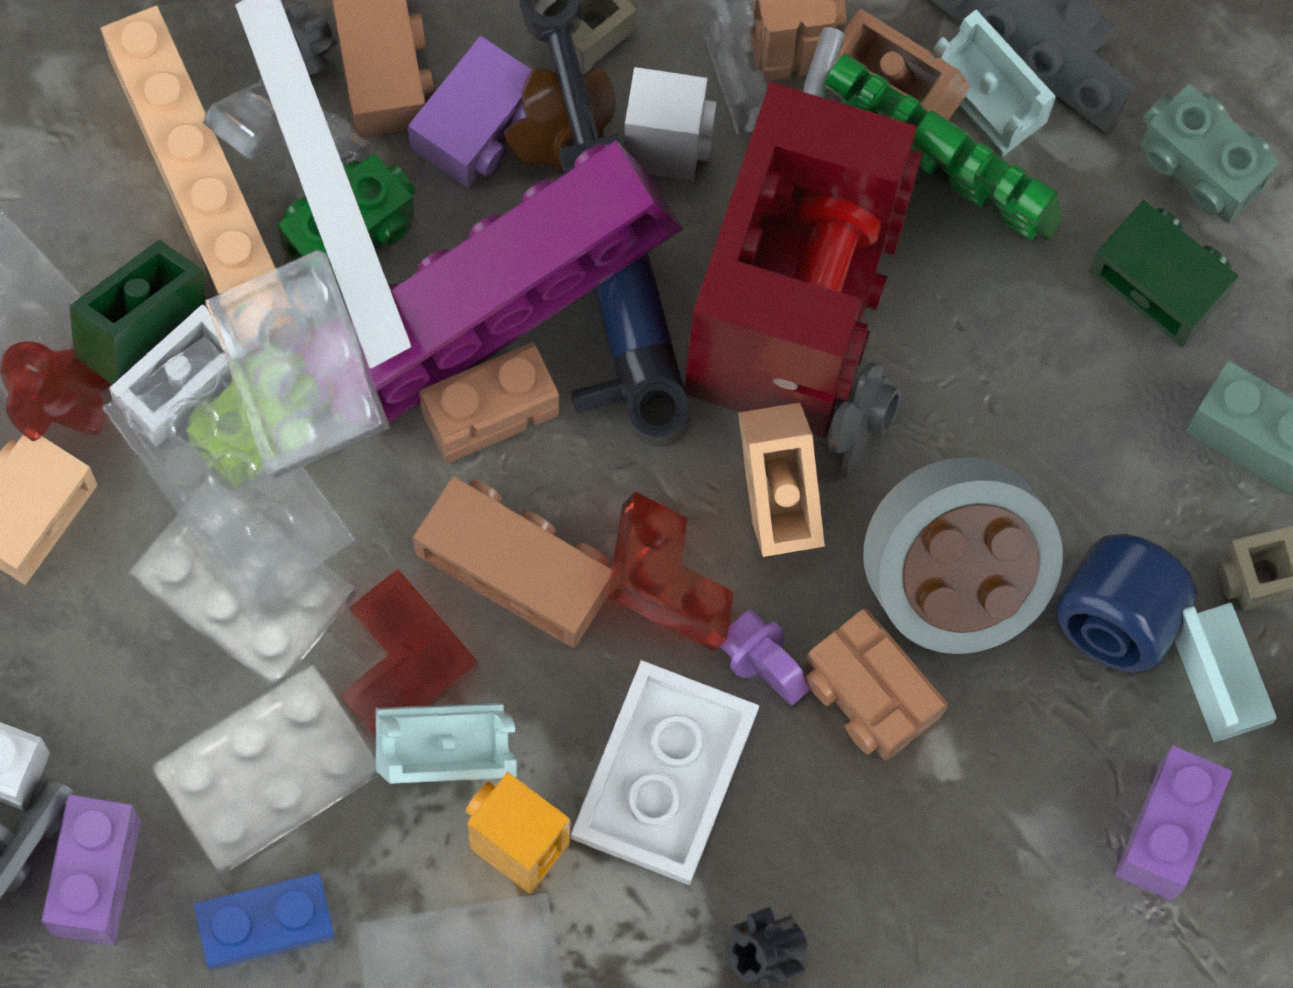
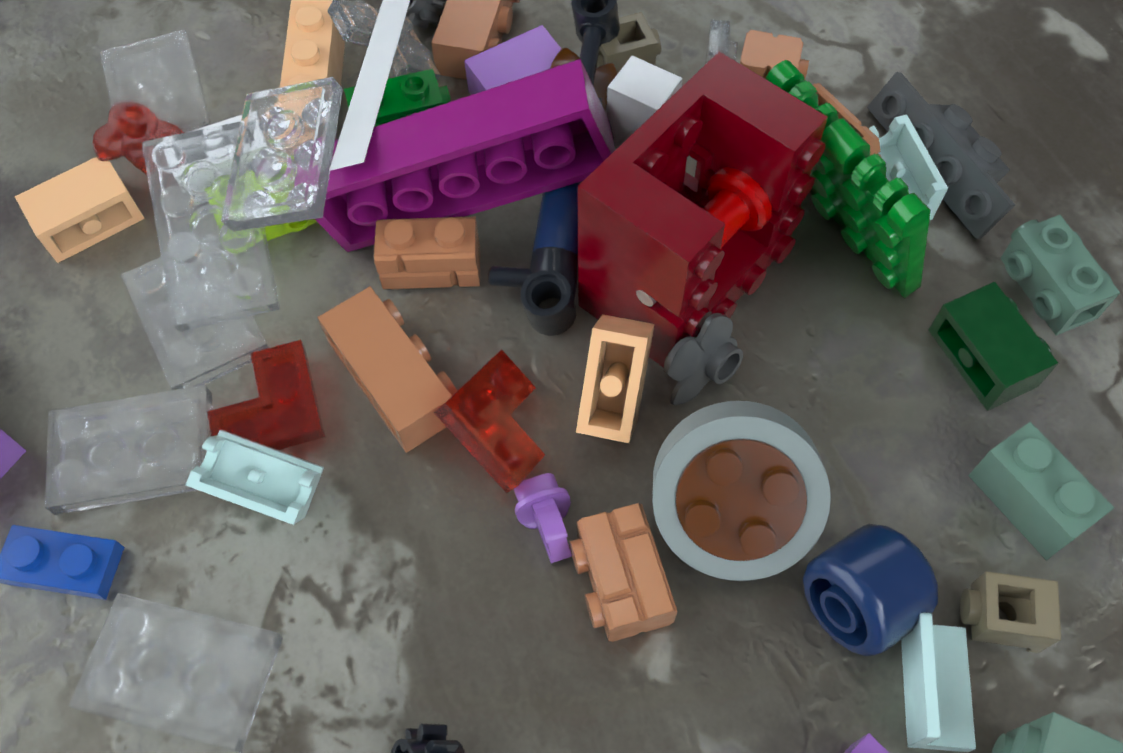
camera: 30 degrees right, 10 degrees down
(134, 310) = (209, 98): dark green brick -> none
(516, 831) = (266, 568): light orange brick -> none
(665, 772) = (420, 575): white plate -> none

